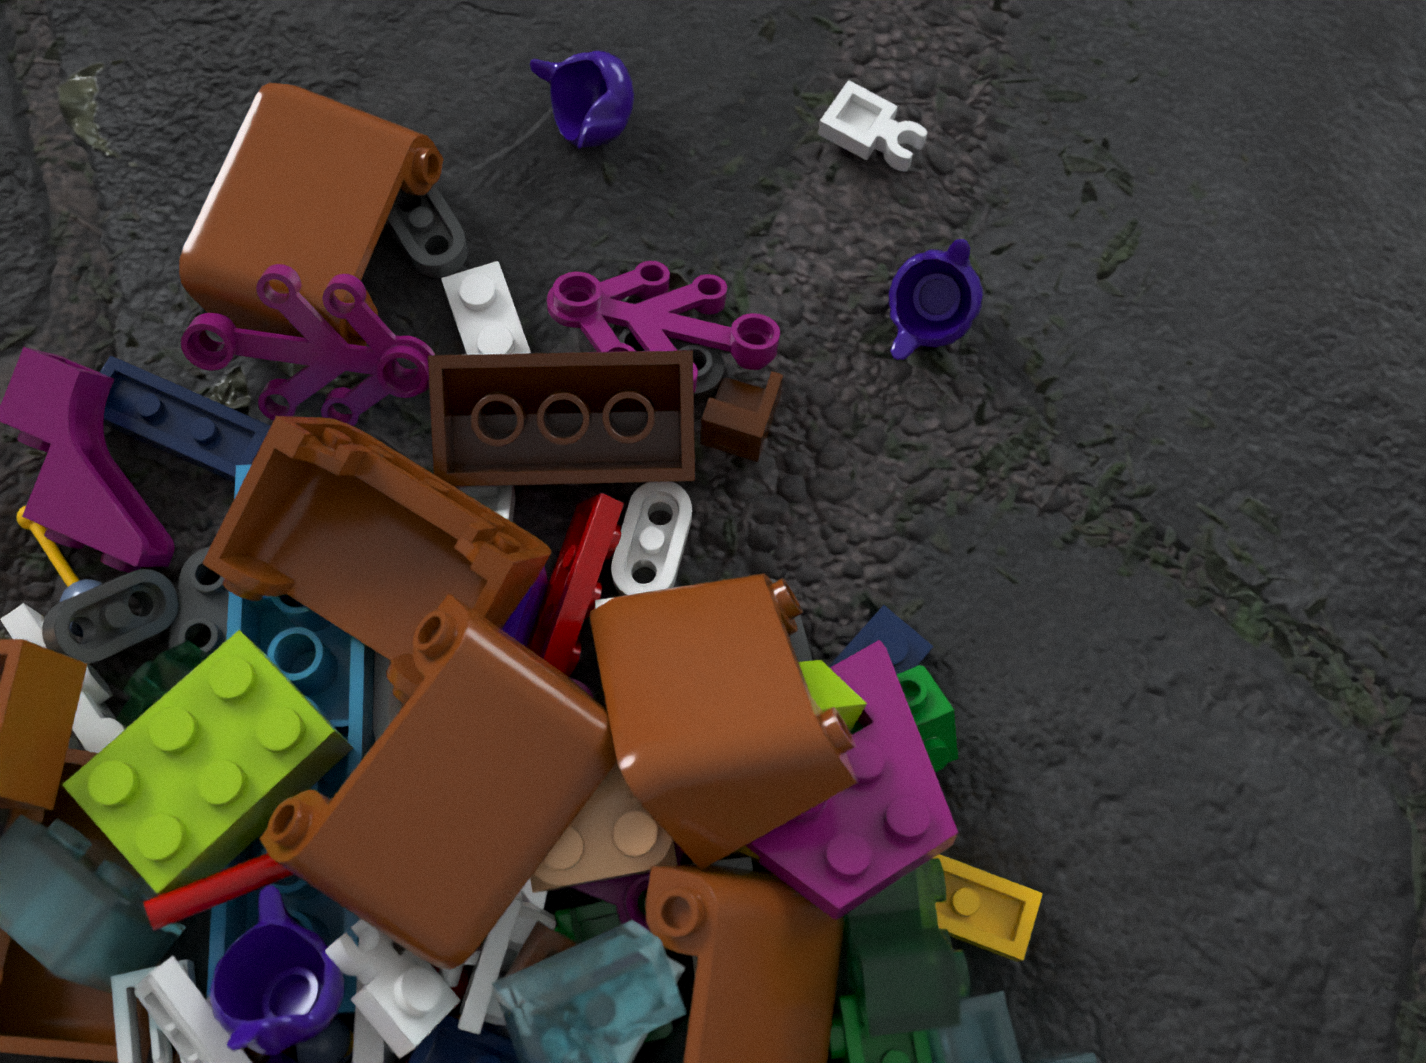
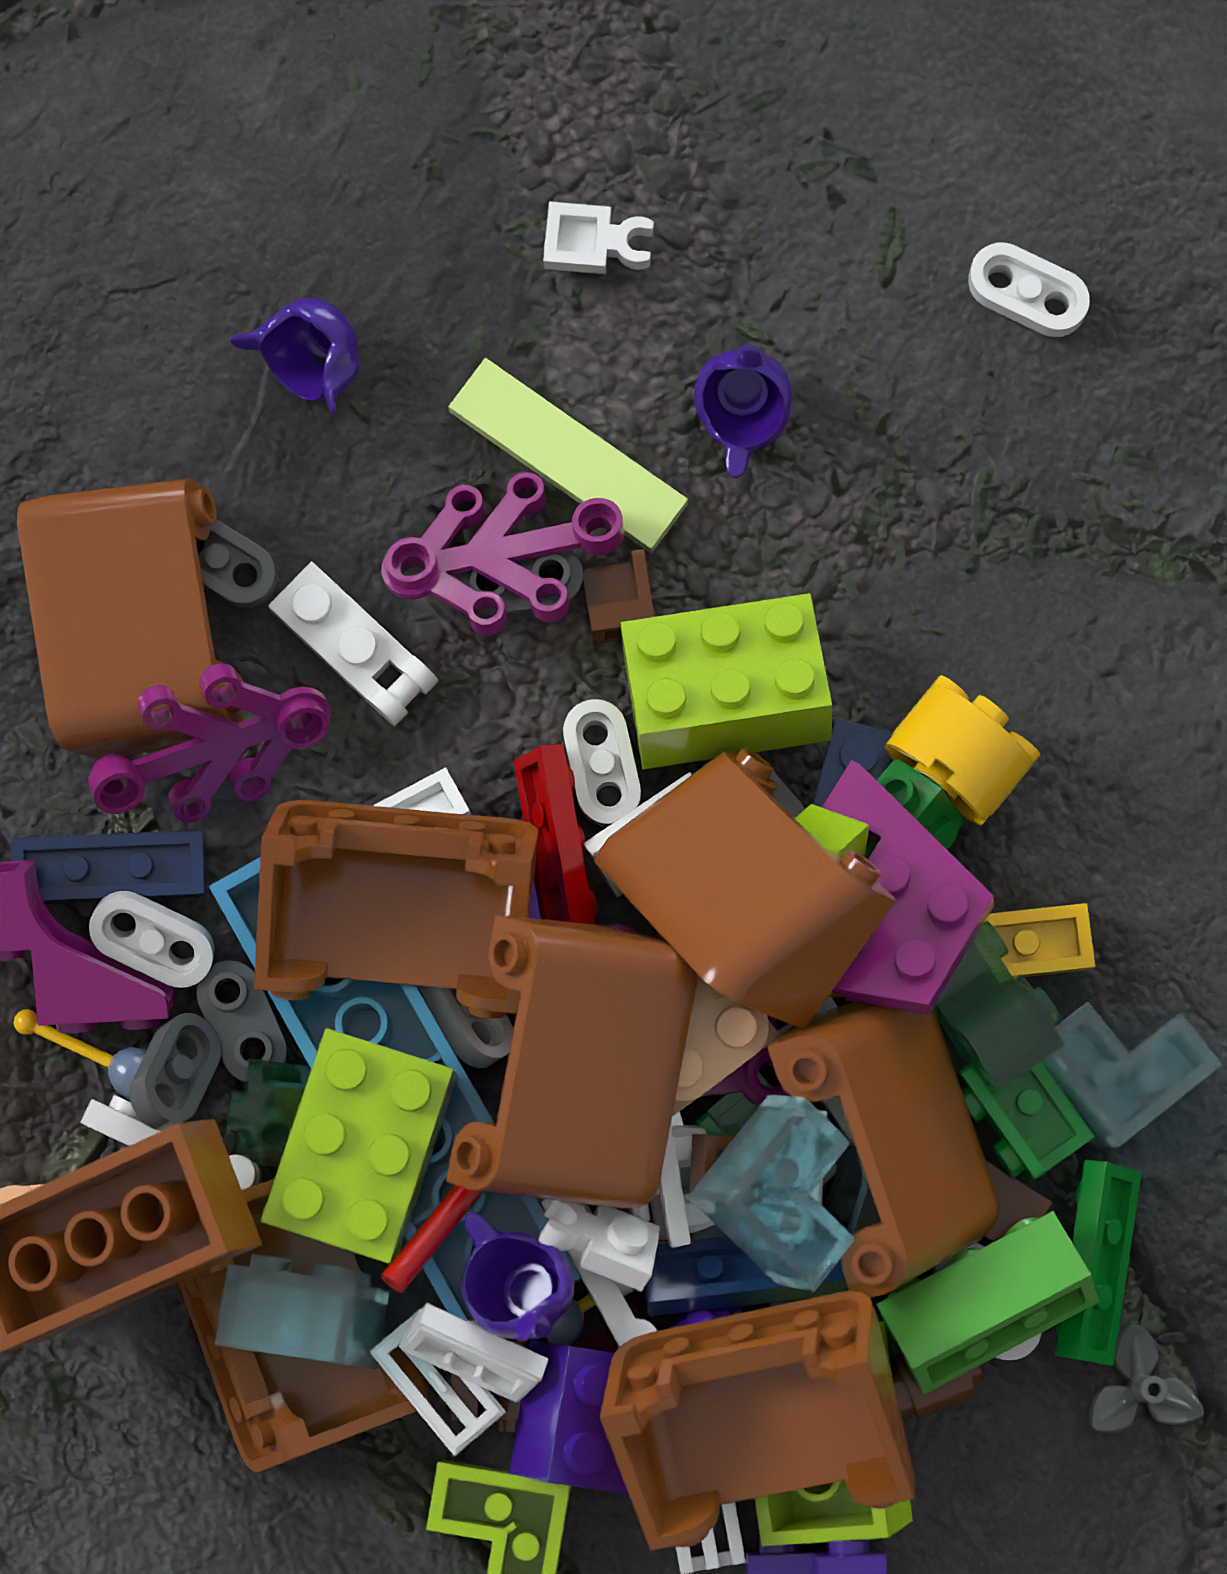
camera: 20 degrees left, 10 degrees up
(170, 503) = (149, 943): none -> white plate
(562, 417) = (474, 698): reddish brown slope -> none
(761, 280) = (566, 452): none -> yellowish green tile
(799, 518) = (727, 680): none -> lime brick
(992, 685) = (963, 749): none -> yellow brick
(1231, 330) = (1031, 285): none -> white plate

